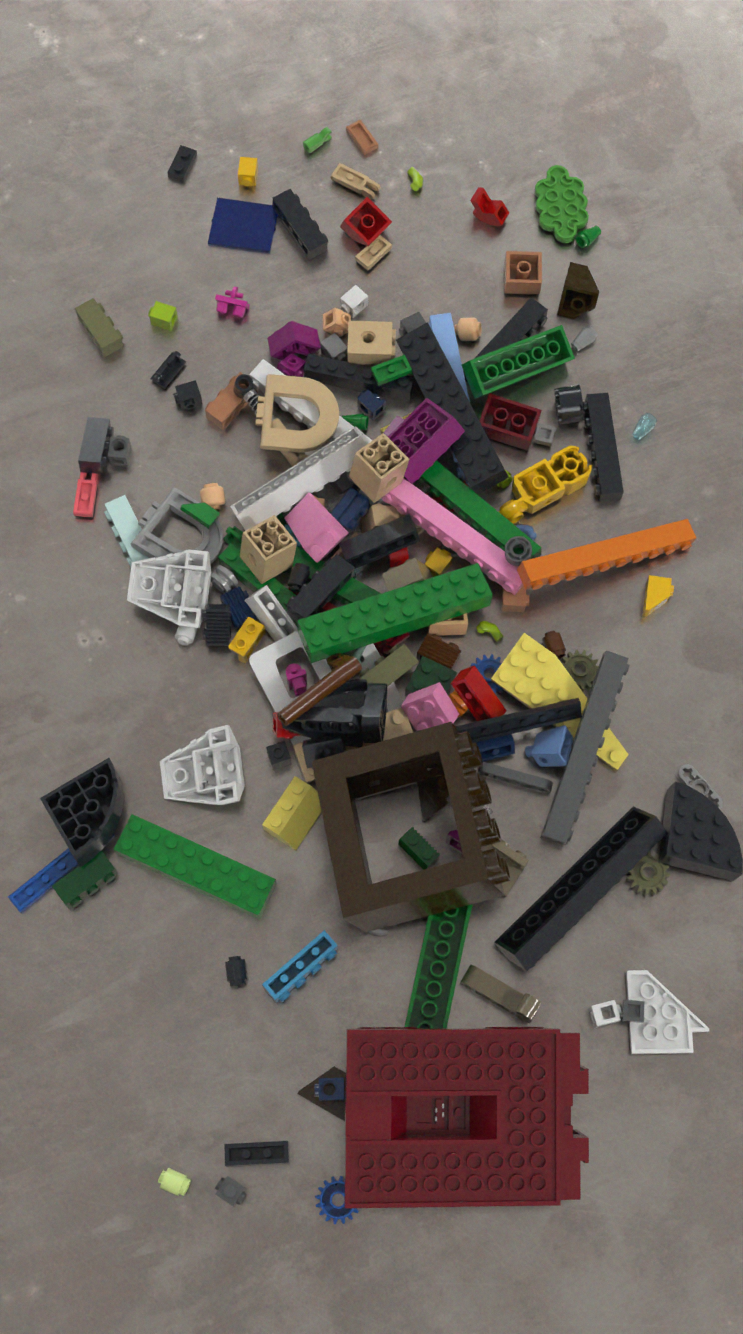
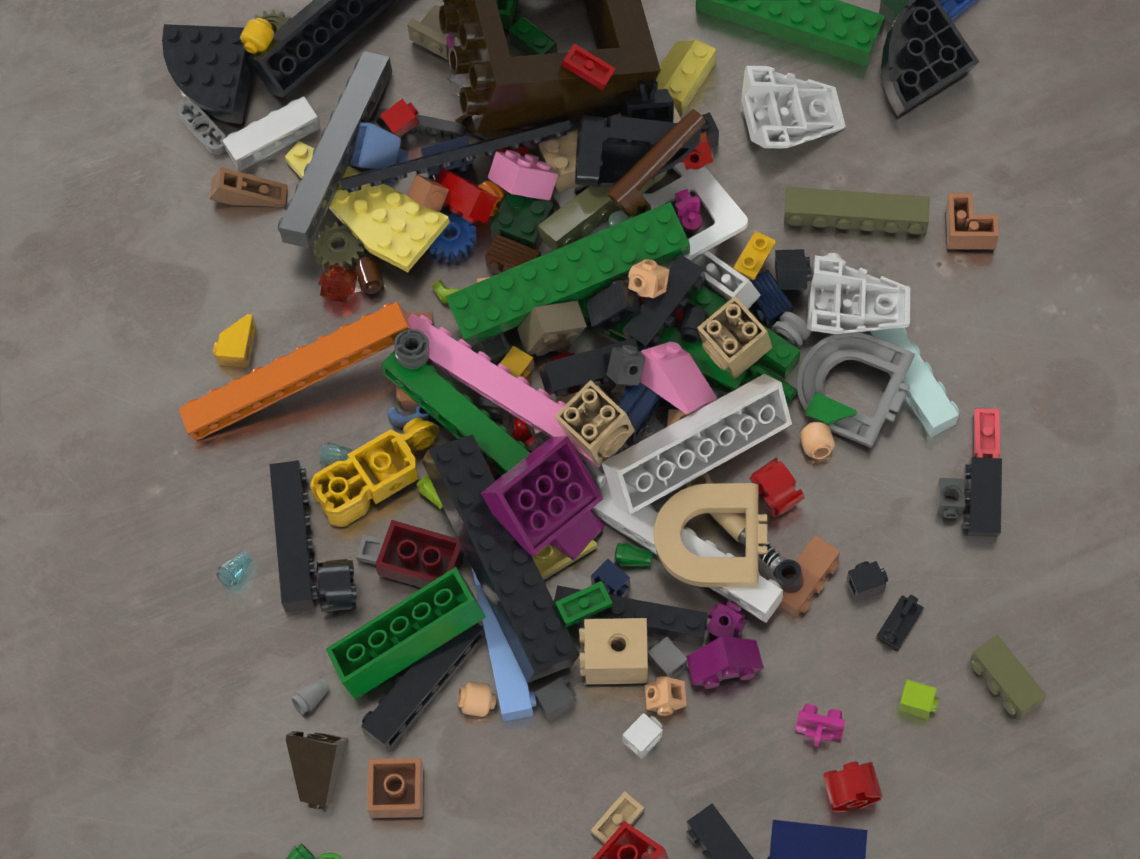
camera: 175 degrees left, 5 degrees down
(75, 655) = (967, 229): none -> nougat brick
(160, 680) = (856, 210): none -> olive brick
(214, 257) = (852, 787): none -> red brick
(246, 457) = (776, 487): none -> red brick
(332, 592) = (648, 278): none -> light nougat brick
(353, 530) = (625, 365): none -> dark grey brick
(359, 585) = (612, 306): none -> black brick
(372, 745) = (588, 66): none -> red plate
(507, 699) = (428, 192): none -> nougat brick
(532, 769) = (400, 117): none -> red brick
(572, 636) = (338, 283): none -> clear red brick
(574, 505) = (331, 453): none -> clear light blue cone
(641, 775) = (271, 133): none -> white brick
(657, 724) = (246, 190): none -> medium nougat slope
(659, 843) = (257, 35): none -> yellow head

